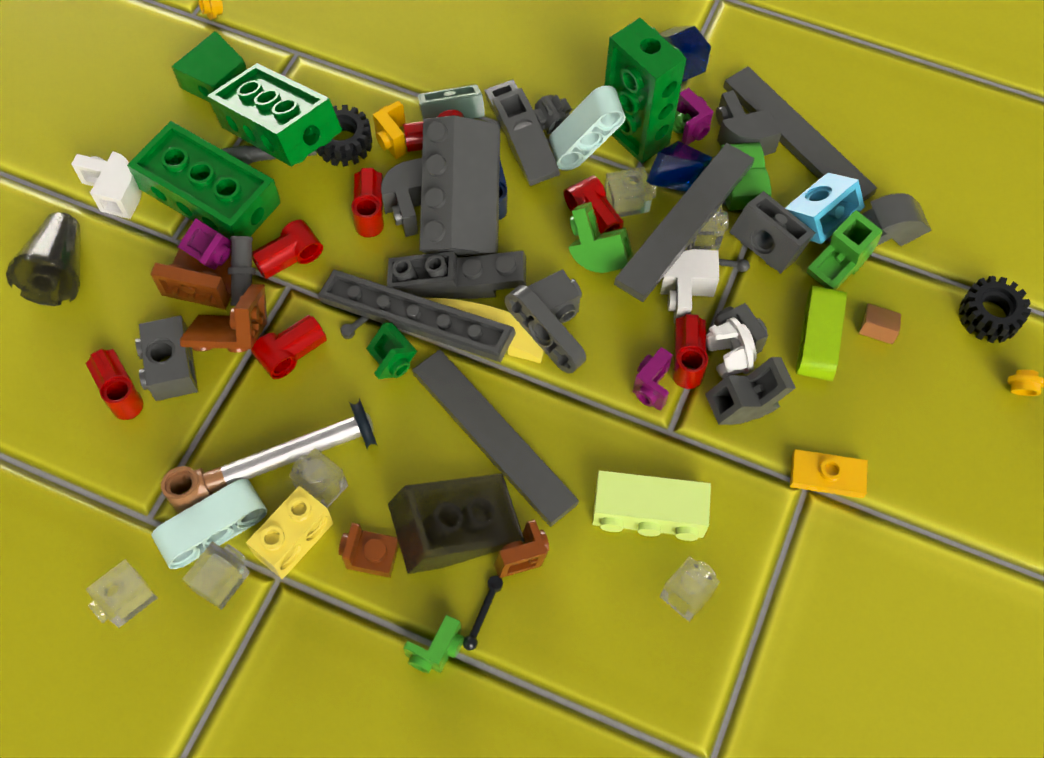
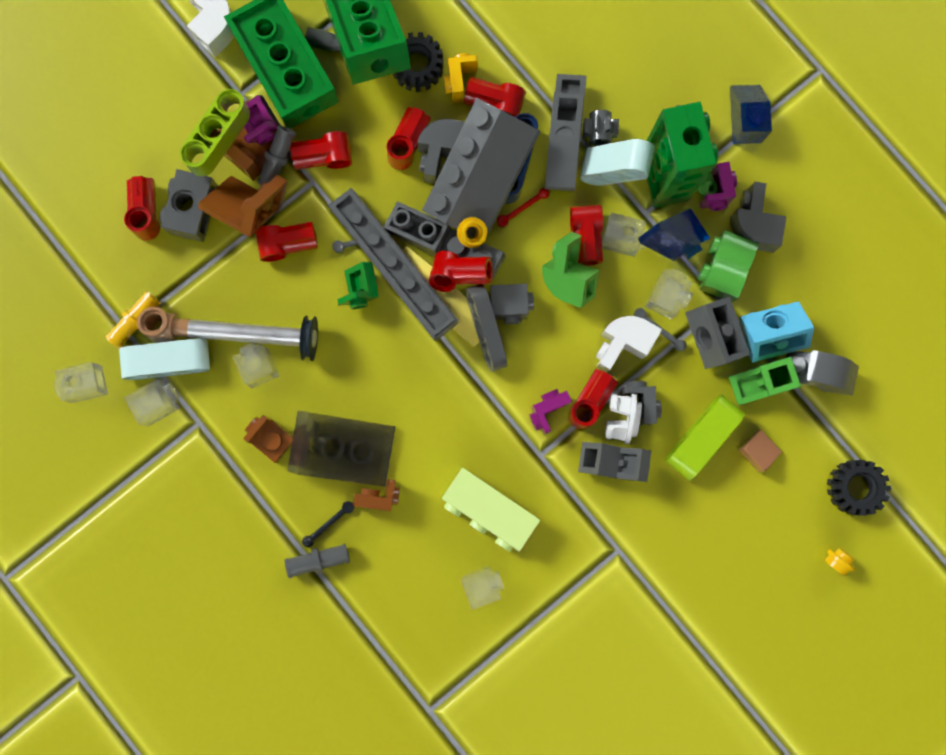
camera: 25 degrees right, 20 degrees up
(49, 262) = (134, 72): clear smoke cone -> none
(151, 504) = (128, 324): none -> yellow pin
(174, 242) = (215, 118): none -> lime beam
(290, 532) = (216, 397): light yellow brick -> none
(445, 644) = (287, 537): bright green bracket -> none
(464, 99) = (524, 70): sand green slope -> none
(488, 238) = (480, 236): none -> yellow plate
(489, 282) = (452, 270): none -> red piece
(492, 656) = (317, 560): none -> dark grey pin
(496, 438) = (404, 392): dark grey tile -> none
(504, 234) = (503, 220): none -> red hinge
(683, 222) = (649, 290): dark grey tile -> none
(797, 133) = (801, 244): dark grey tile -> none
(829, 473) = (640, 551): yellow plate -> none

